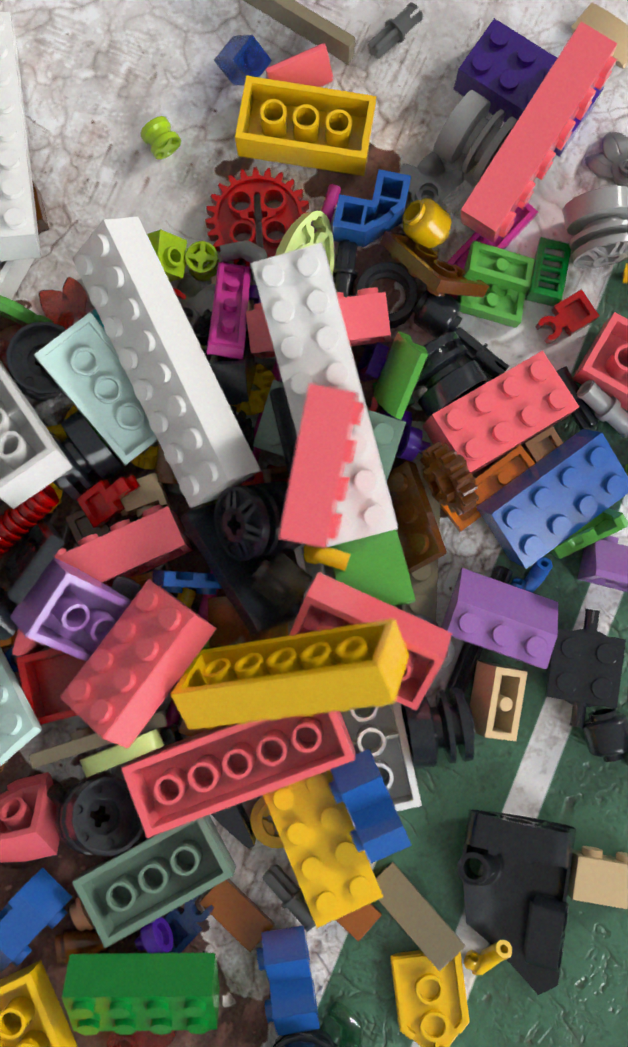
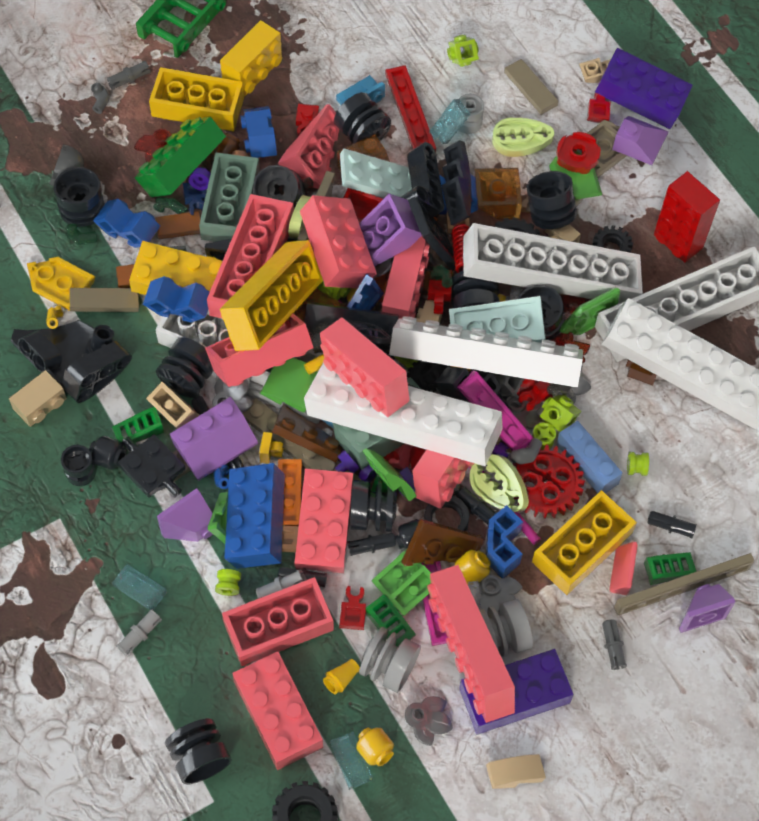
camera: 125 degrees right, 20 degrees down
(71, 513) = (442, 272): none -> clear green arm
(196, 182) = (594, 462): none -> medium blue brick
(204, 59) = (671, 524): none -> black axle
(225, 960) = (171, 203): none -> clear green arm
(241, 58) = (653, 536): clear blue brick -> none
(283, 34) = (656, 578): none -> green slope
(449, 478) = (310, 457): reddish brown gear -> none
(455, 553) = (269, 448): none -> yellow tile
(571, 742) = (142, 417): none -> green slope

